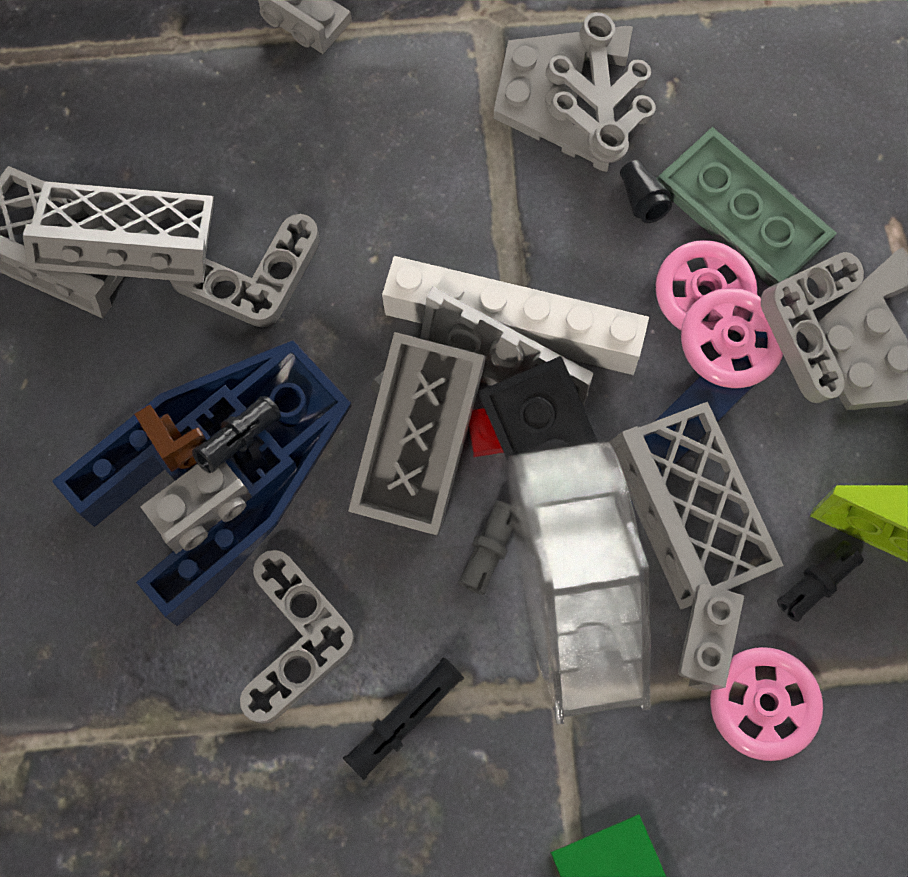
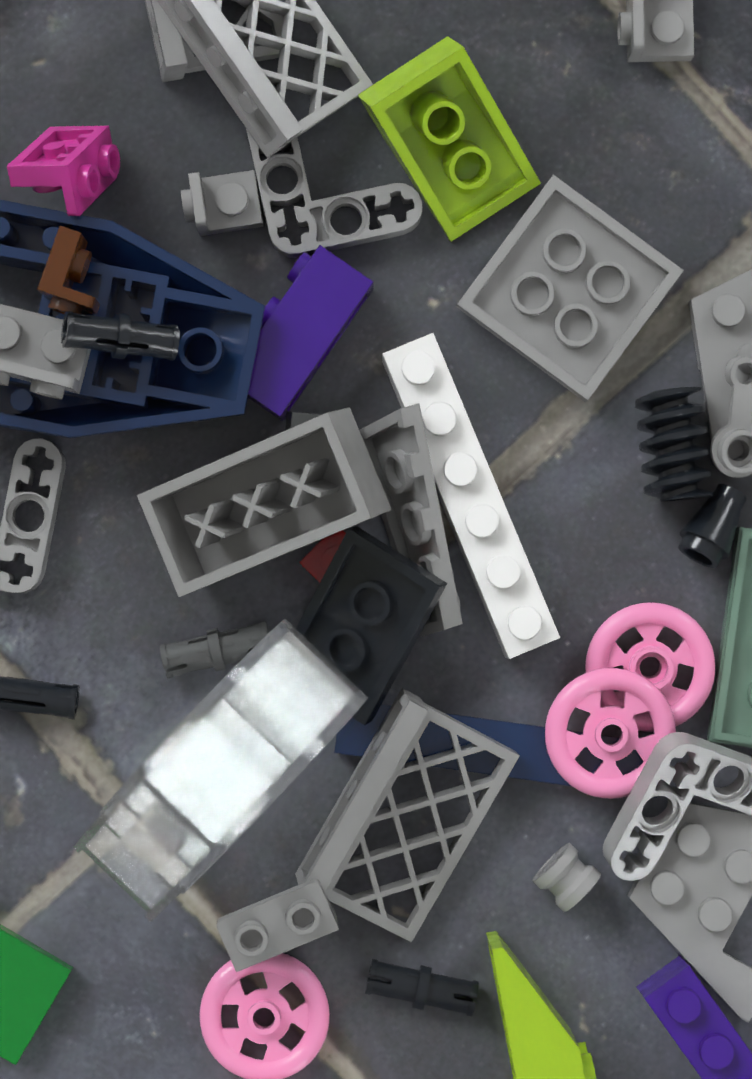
camera: 50 degrees right, 15 degrees up
(91, 403) = (69, 159): none -> dark pink bracket
(207, 333) = (222, 202): none -> light grey bracket
(281, 171) = (450, 137): none -> lime slope
(326, 334) = (304, 328): none -> dark purple brick
(431, 172) = (569, 288): none -> light grey plate
(575, 177) = (673, 444): none -> black piece
(809, 432) = (566, 877): none -> light grey wheel

